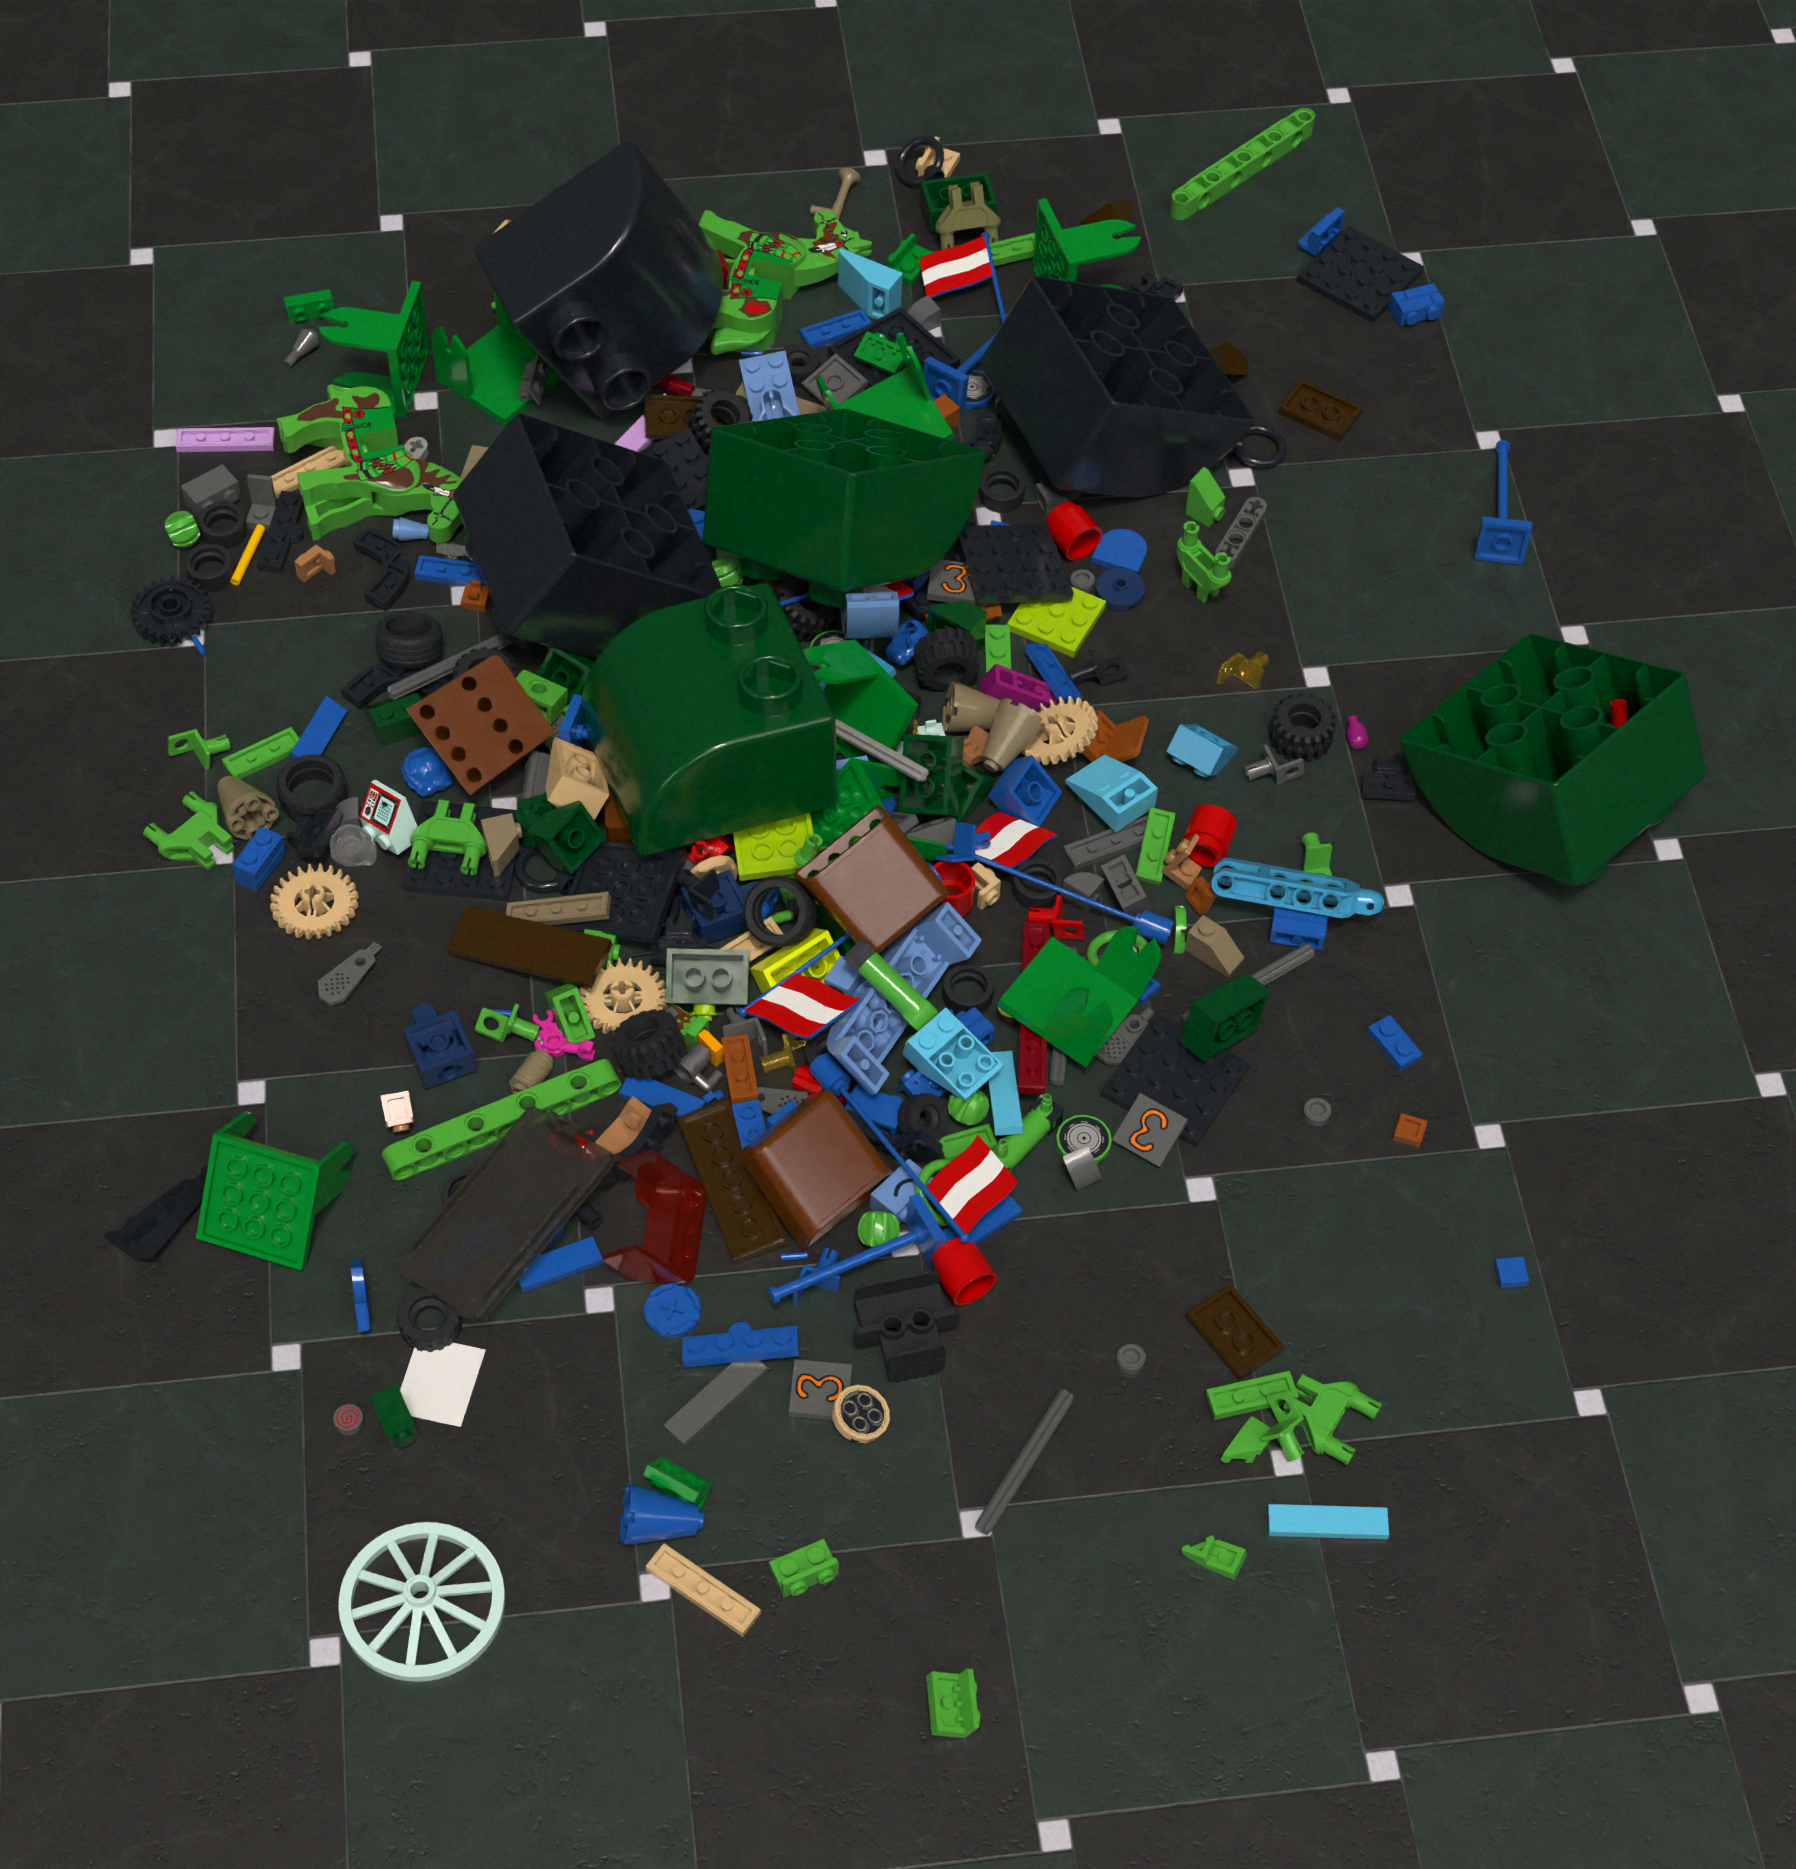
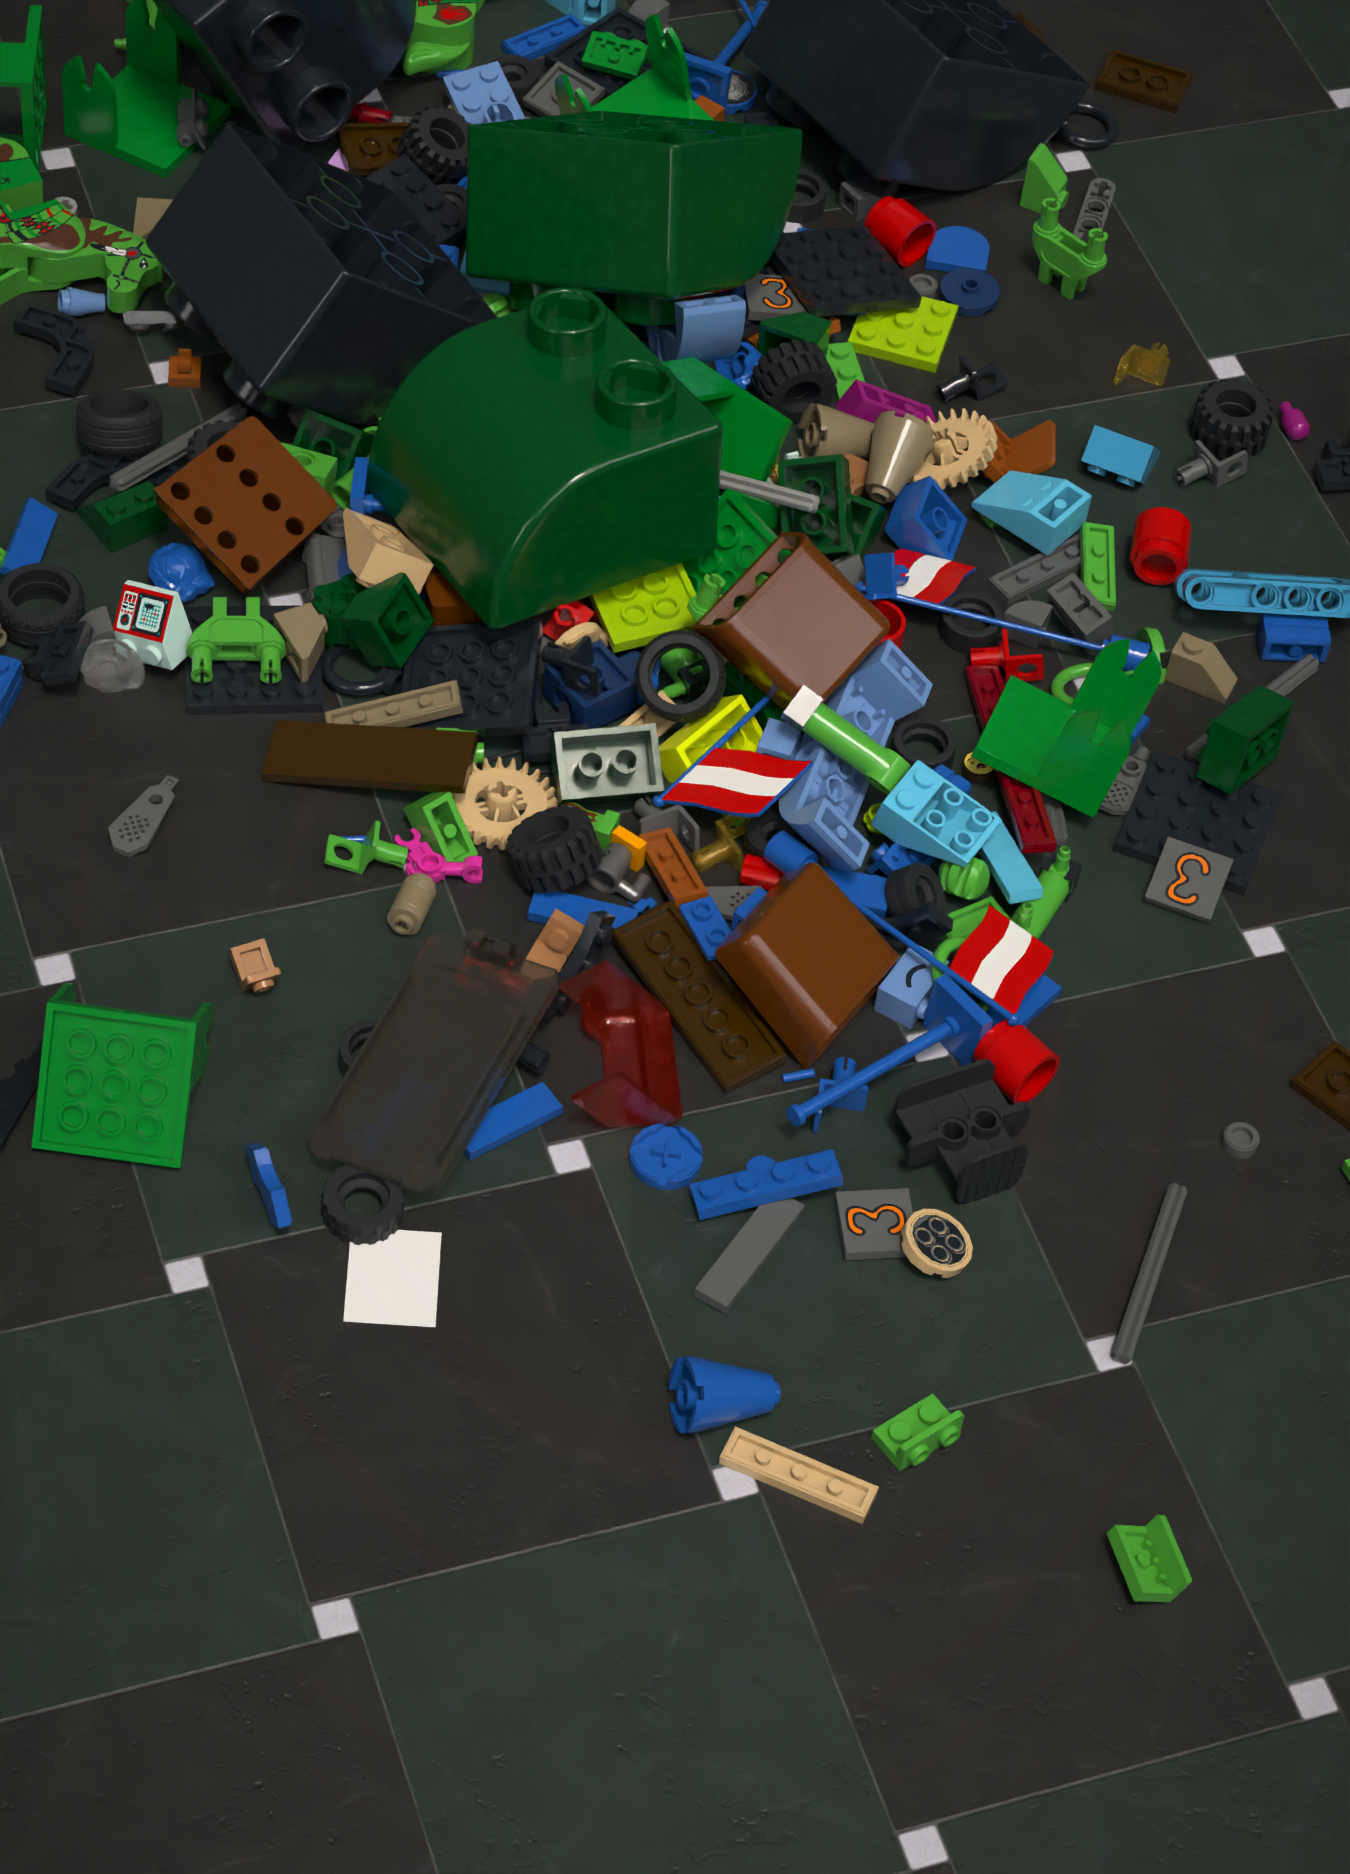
camera: 15 degrees left, 5 degrees down
(311, 889) = (61, 722): tan gear -> none
(348, 1419) = (290, 1336): dark grey tile -> none
(394, 1417) = (355, 1321): dark green slope -> none
(422, 1606) = (445, 1541): light aqua wheel -> none
(438, 1046) = (287, 883): dark blue brick -> none
(447, 571) = (144, 344): blue tile -> none
(456, 1136) = (381, 962): bright green beam -> none
(678, 1481) = (735, 1349): green bracket -> none
(704, 1010) = (610, 803): lime plate -> none
(877, 1228) = (896, 1026): bright green piece -> none
(987, 885) = (916, 632): tan bracket -> none
(1052, 671) = (917, 387): blue tile -> none
(1082, 1167) = (1121, 929): dark grey brick -> none
(1084, 1131) = (1110, 902): tile -> none
(1179, 866) = (1132, 584): medium nougat bracket -> none
(1200, 895) = (1169, 614): dark orange tile -> none
(1316, 856) = (1292, 555): bright green bracket -> none

